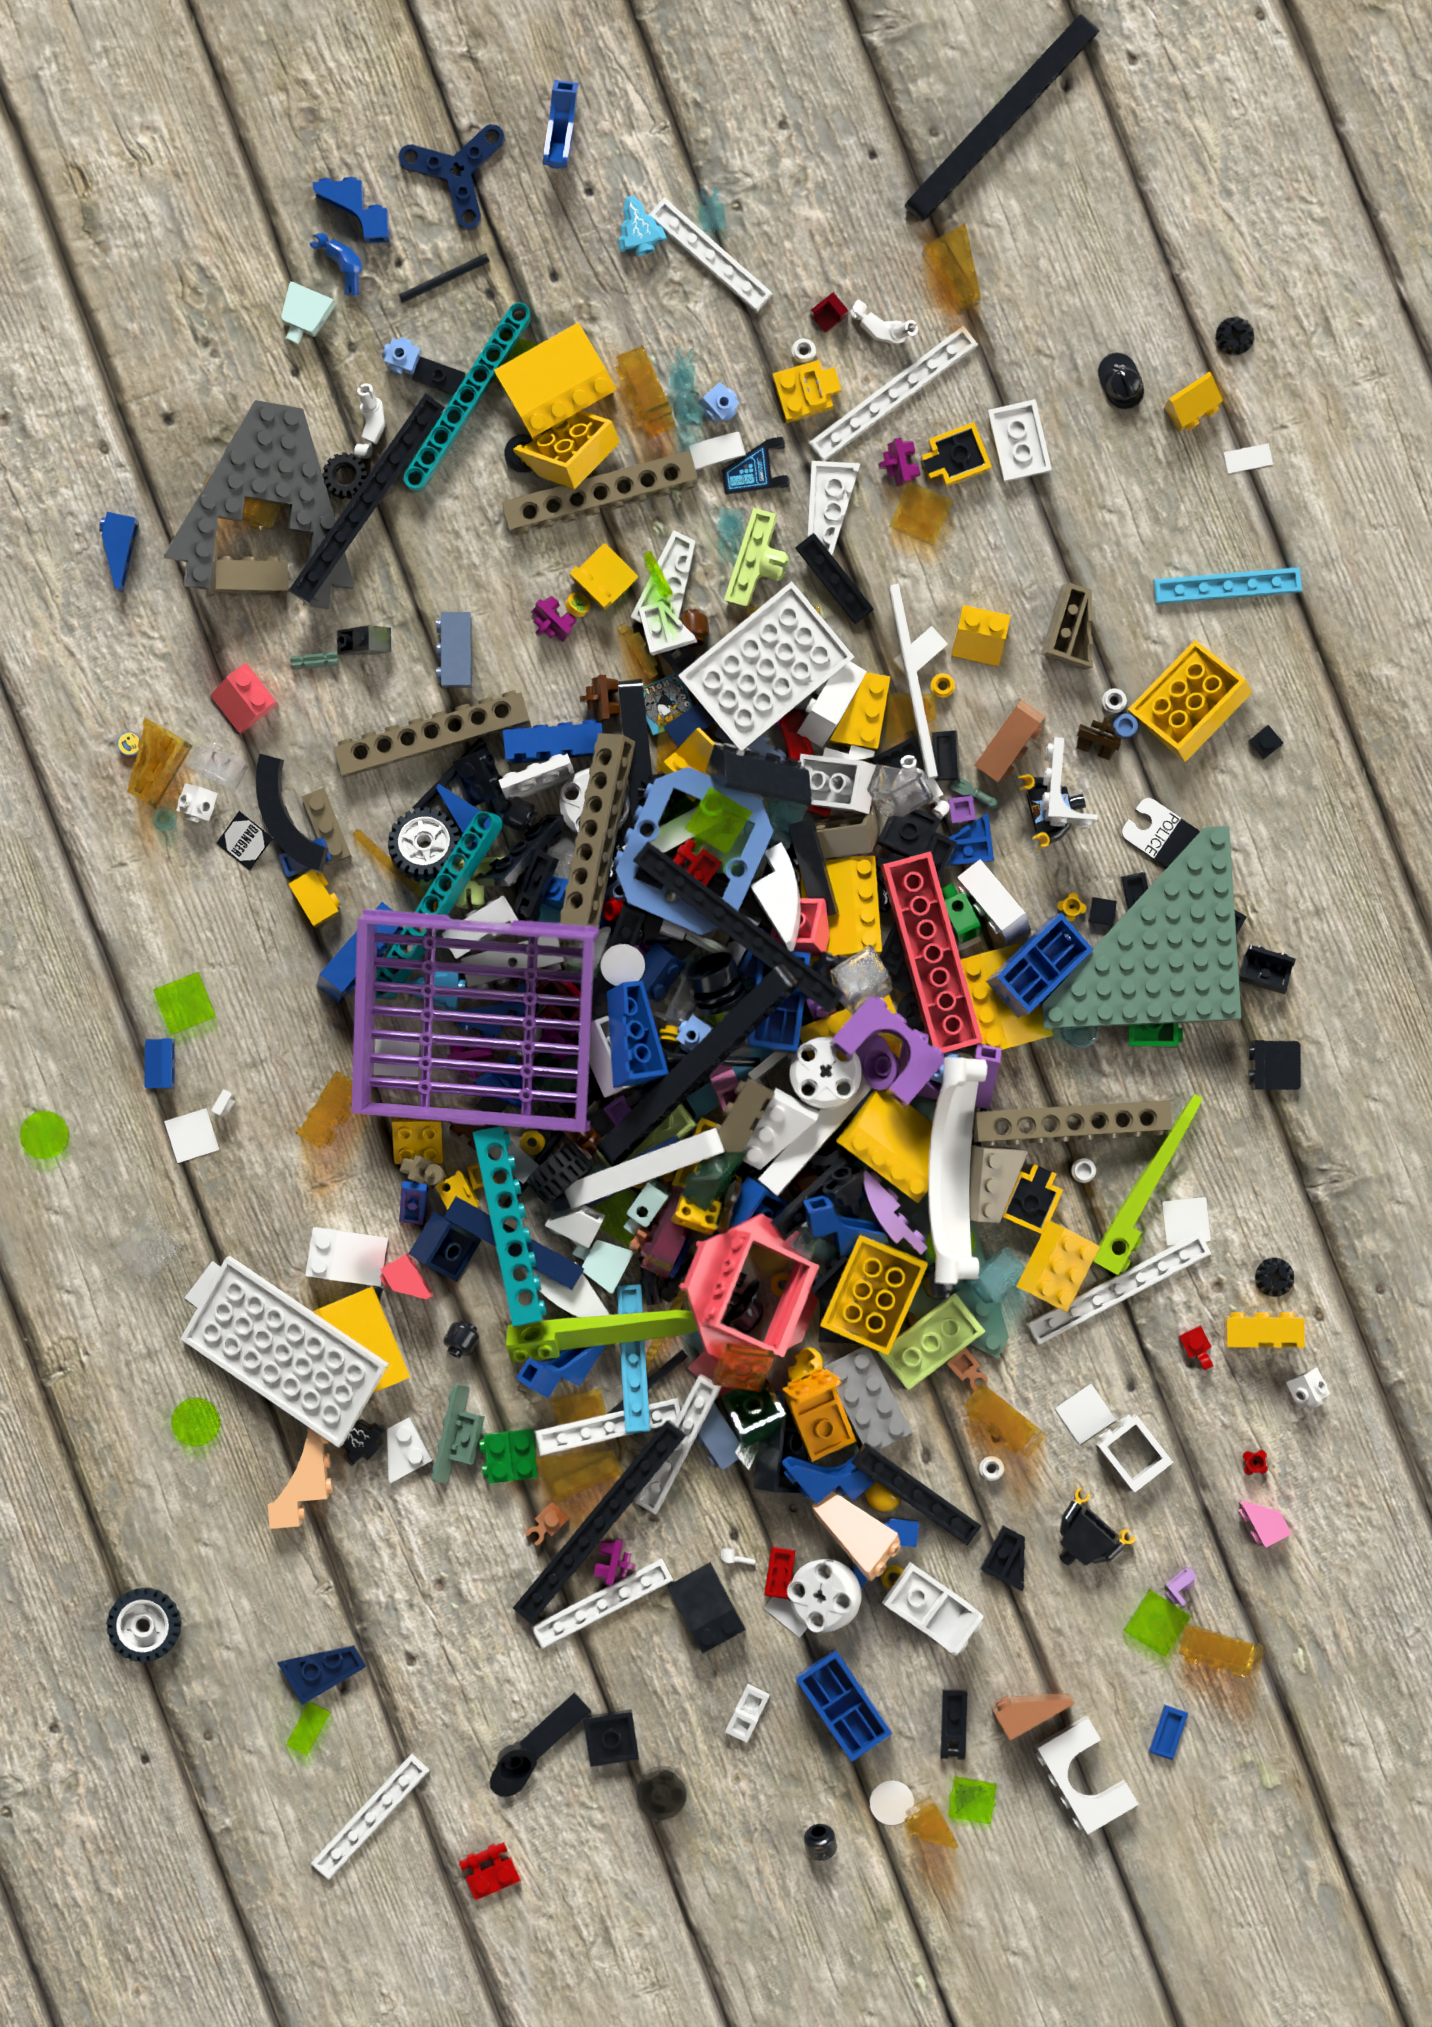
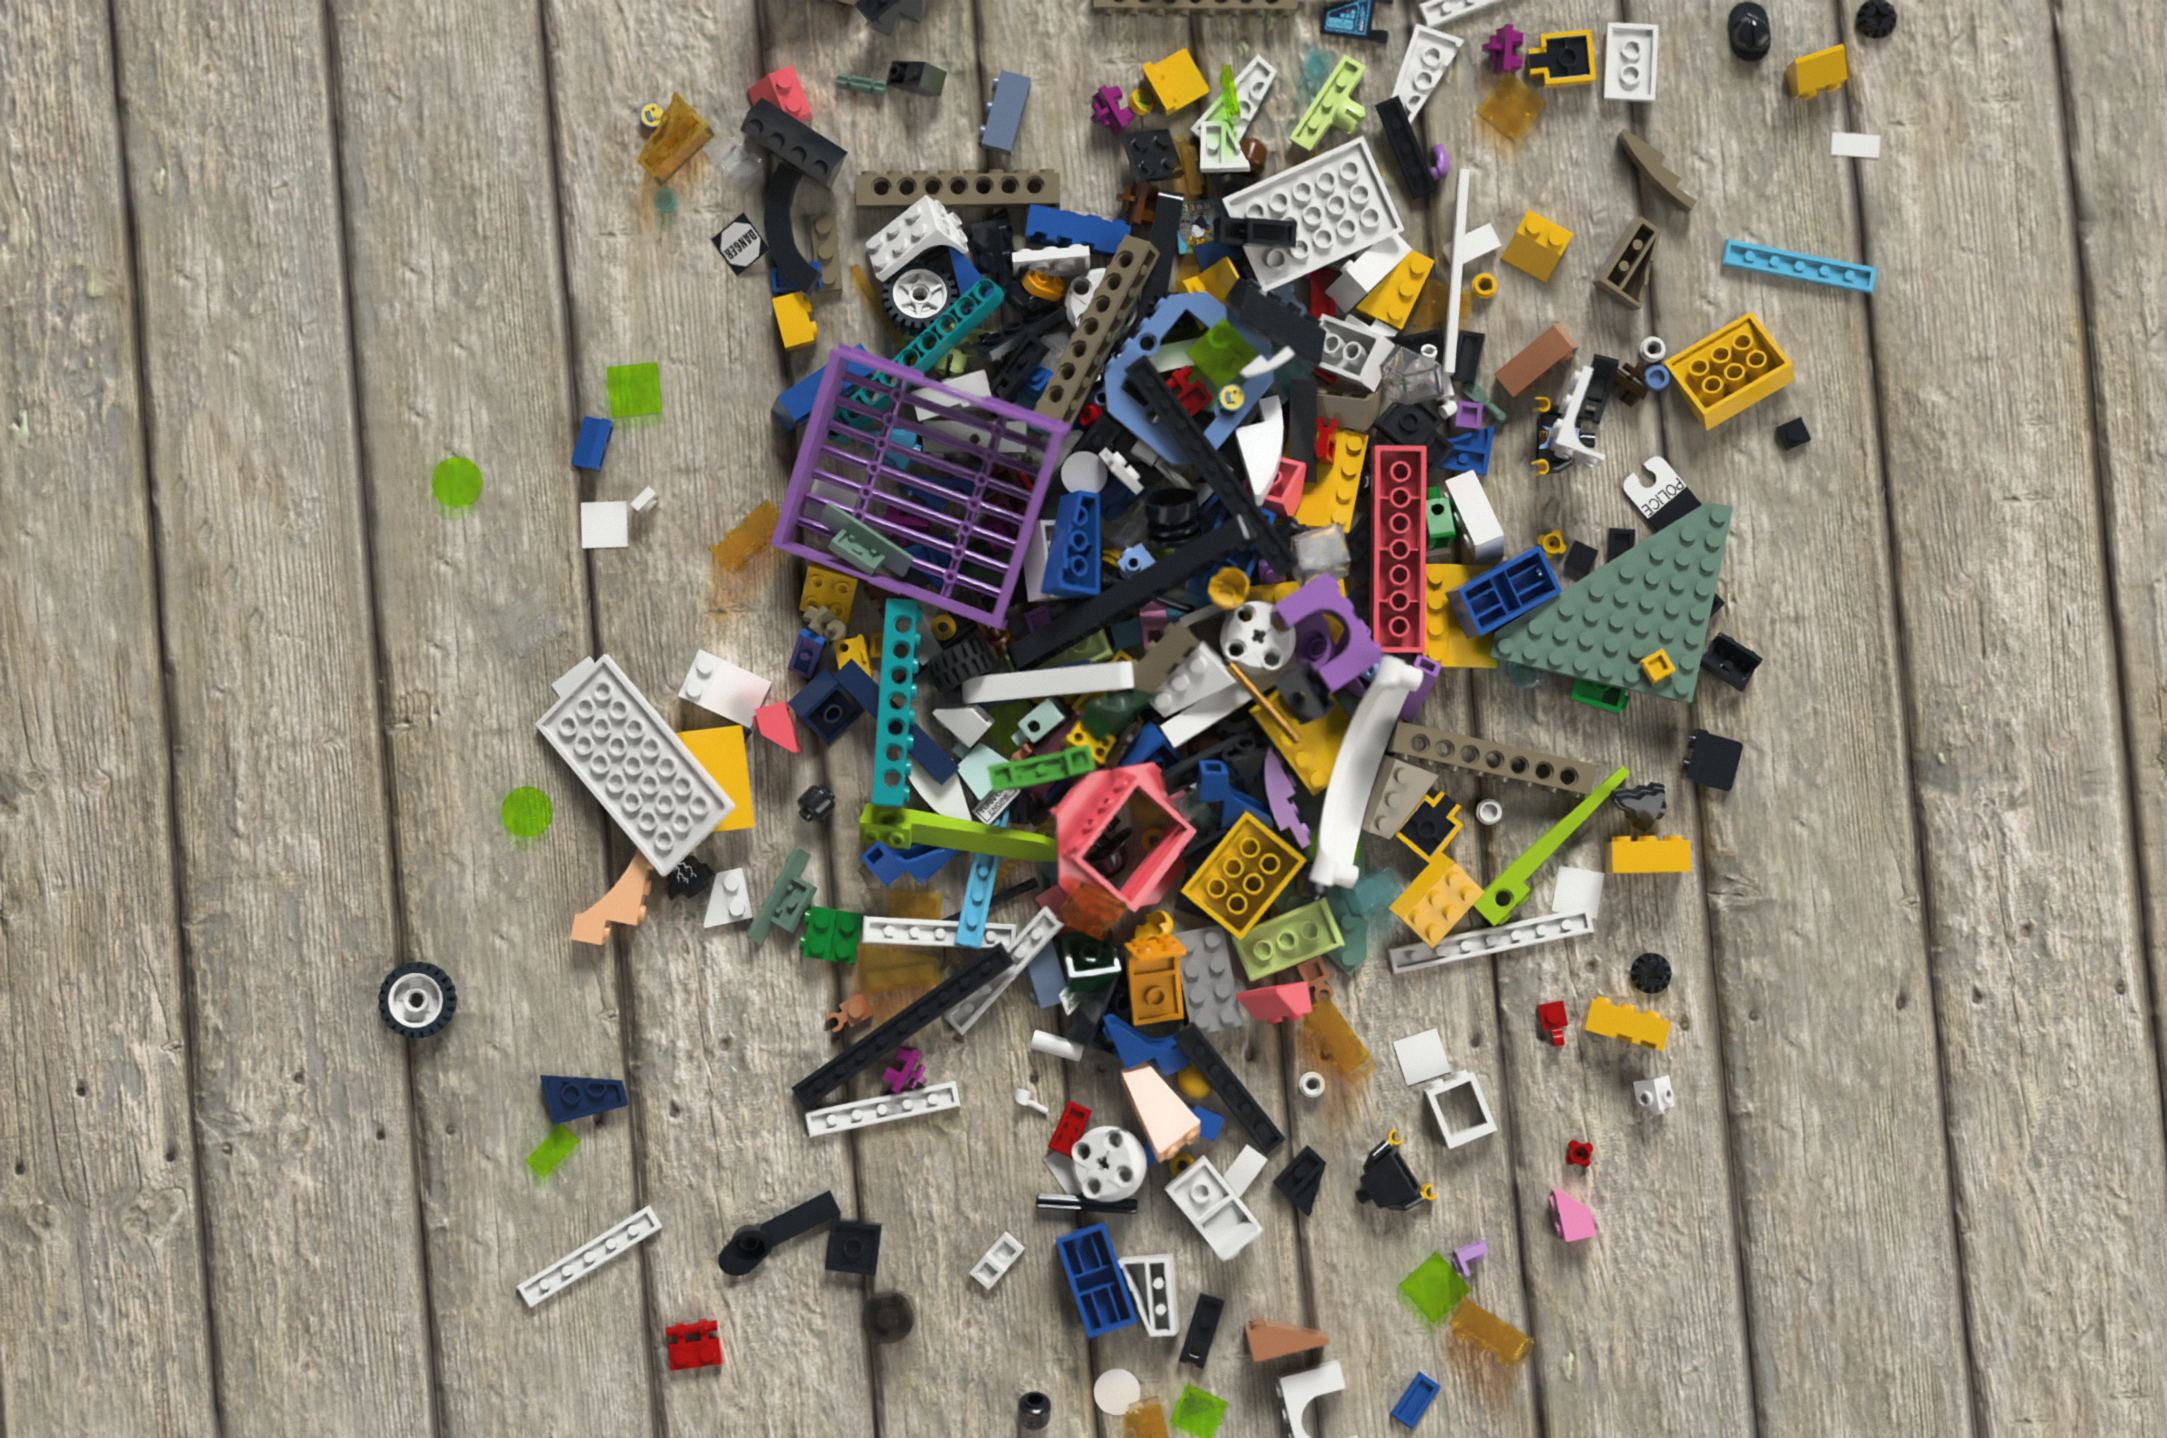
camera: 15 degrees right, 0 degrees up
(196, 803) = (703, 192): white brick -> none
(268, 733) = (793, 143): none -> black slope
(401, 786) = (912, 232): none -> white bracket
(436, 1089) = (861, 544): none -> sand green bracket
(536, 800) = (1044, 285): none -> light orange plate
(603, 652) = (1152, 156): none -> black plate
(627, 1289) = (994, 804): none -> white sticker
(652, 952) = (1127, 475): none -> white wing
(660, 1250) = (1041, 769): none -> bright green slope
(706, 1607) = (986, 1143): black slope -> none
(717, 698) = (1254, 232): none -> black slope
(739, 858) = (1232, 397): none -> light yellow tile
(746, 1499) = (1057, 1045): none -> white piece
(757, 822) = (1260, 366): none -> white slope
(785, 1035) = (1228, 588): none -> yellow hair
(813, 1638) = (1082, 1203): none -> black axle
(837, 875) = (1326, 444): none -> red plate
(848, 1132) = (1263, 702): none -> pearl gold bar
(872, 583) = (1442, 162): none -> medium lavender arm
(882, 1112) = (1304, 679): none -> black brick
(900, 1700) = (1154, 1289): none -> white wedge
(938, 1402) = (1277, 1002): none -> coral slope
(951, 1565) = (1244, 1169): none -> white slope
(1062, 529) = (1649, 162): none -> dark tan slope
(1074, 751) = (1598, 388): none -> black plate
(1200, 994) = (1657, 666): none -> yellow tile
(1221, 1124) = (1641, 804): none -> black rock
(1240, 1170) = (1647, 854): none -> yellow brick

